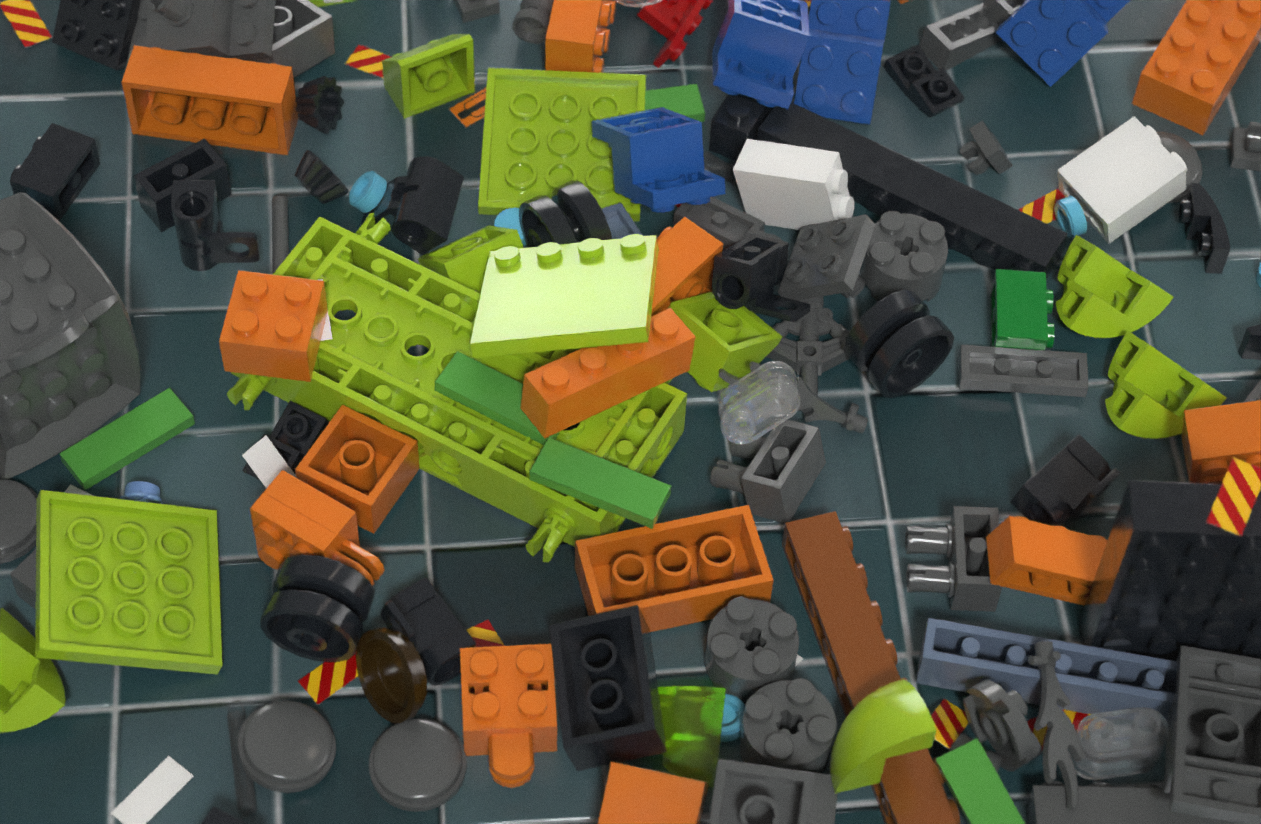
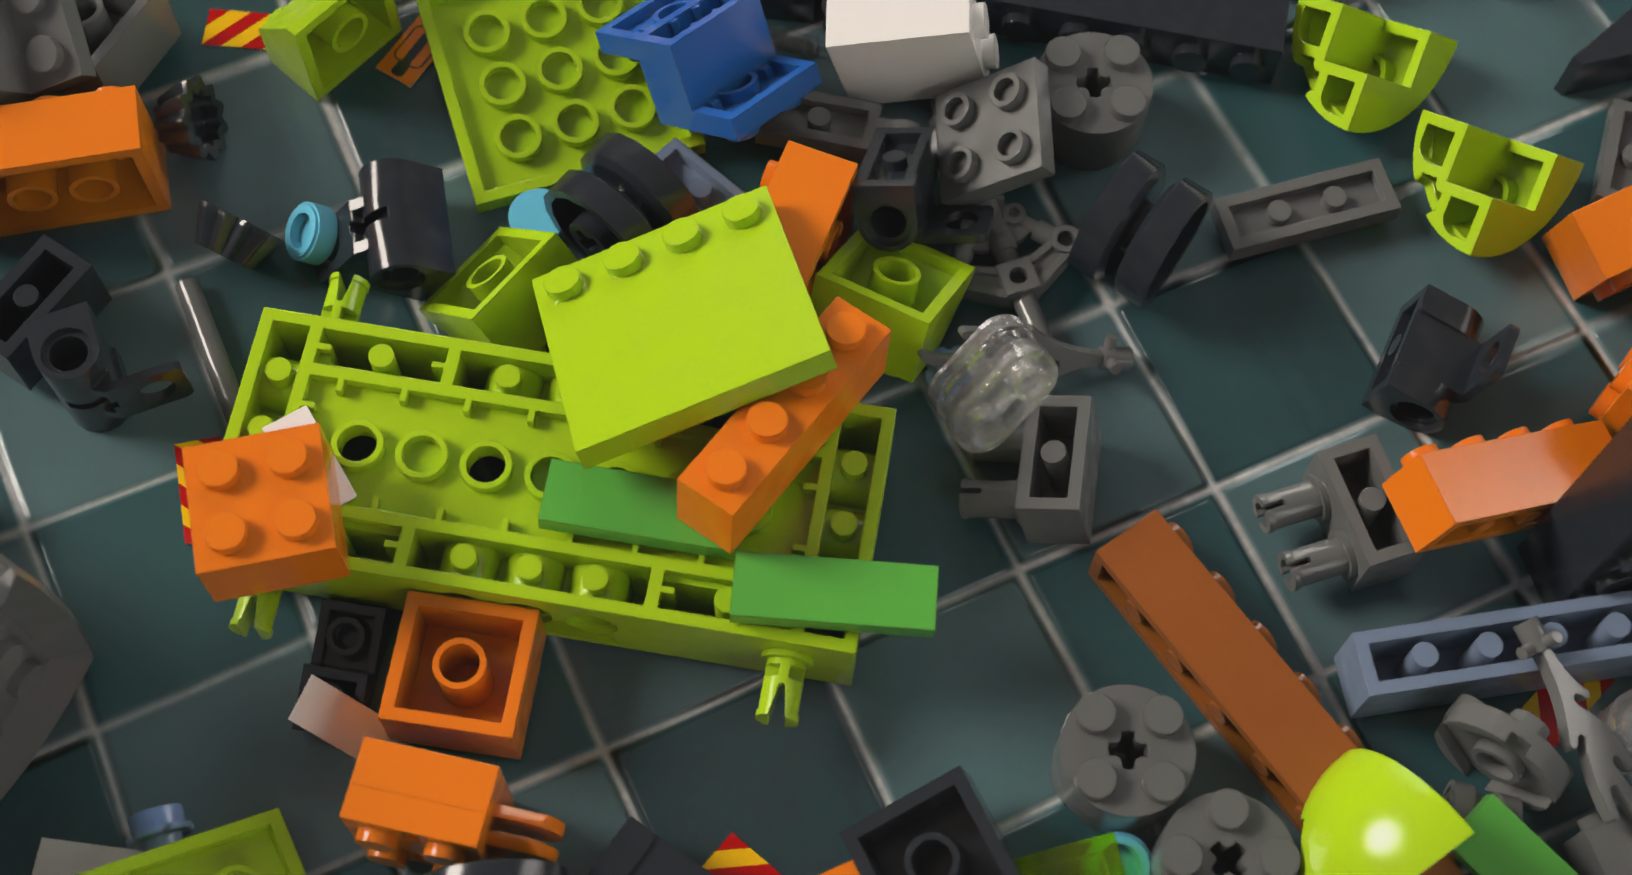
camera: 20 degrees left, 10 degrees up
(127, 438) = (100, 737): bright green tile -> none
(677, 569) = (978, 685): orange brick -> none
(949, 722) = (1423, 758): sticker -> none
(1020, 310) = (1269, 126): green brick -> none

